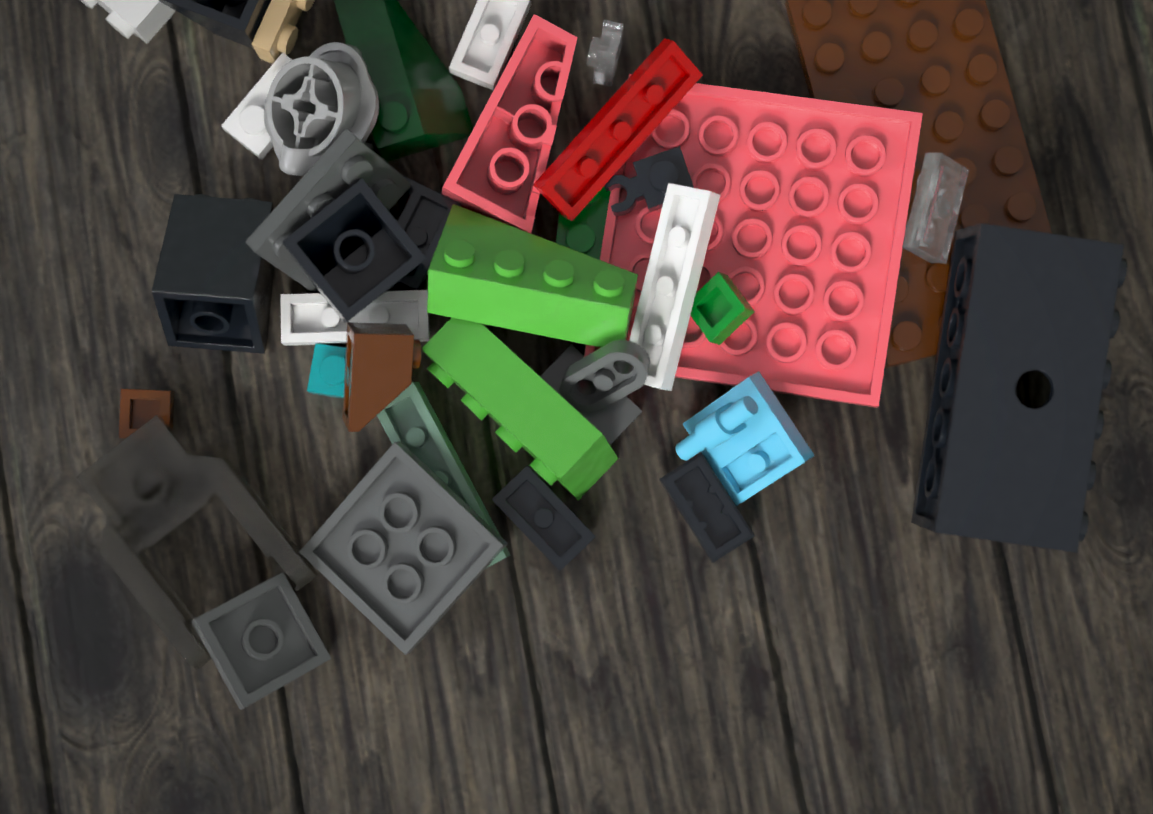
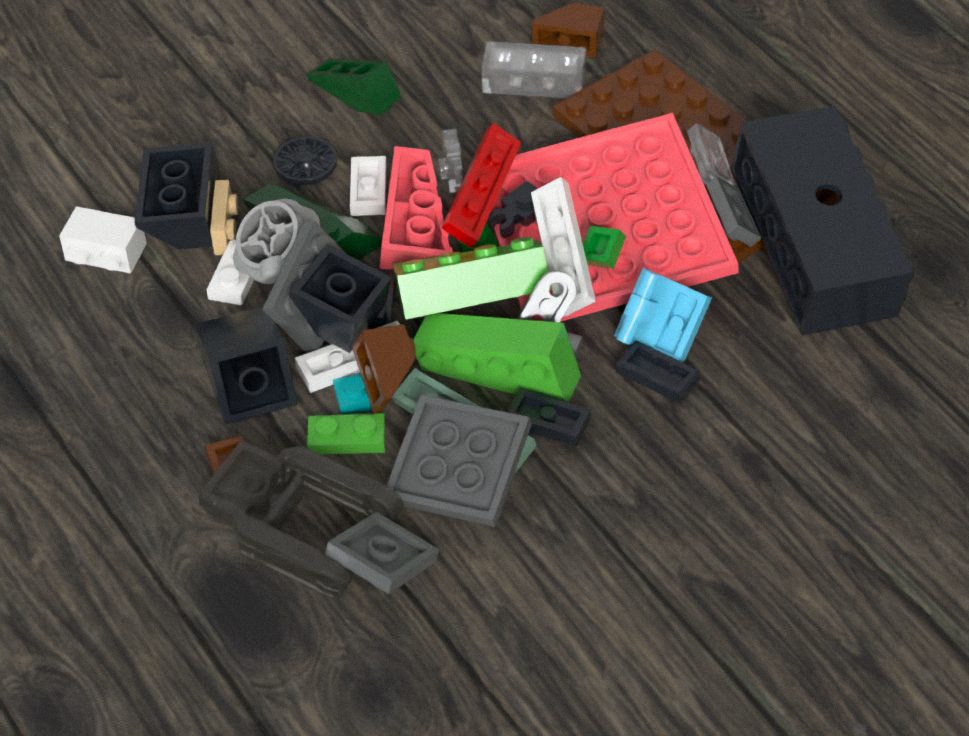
camera: 20 degrees left, 35 degrees down
(300, 429) = (346, 433): none -> bright green plate
(917, 314) = (733, 212): none -> dark grey plate

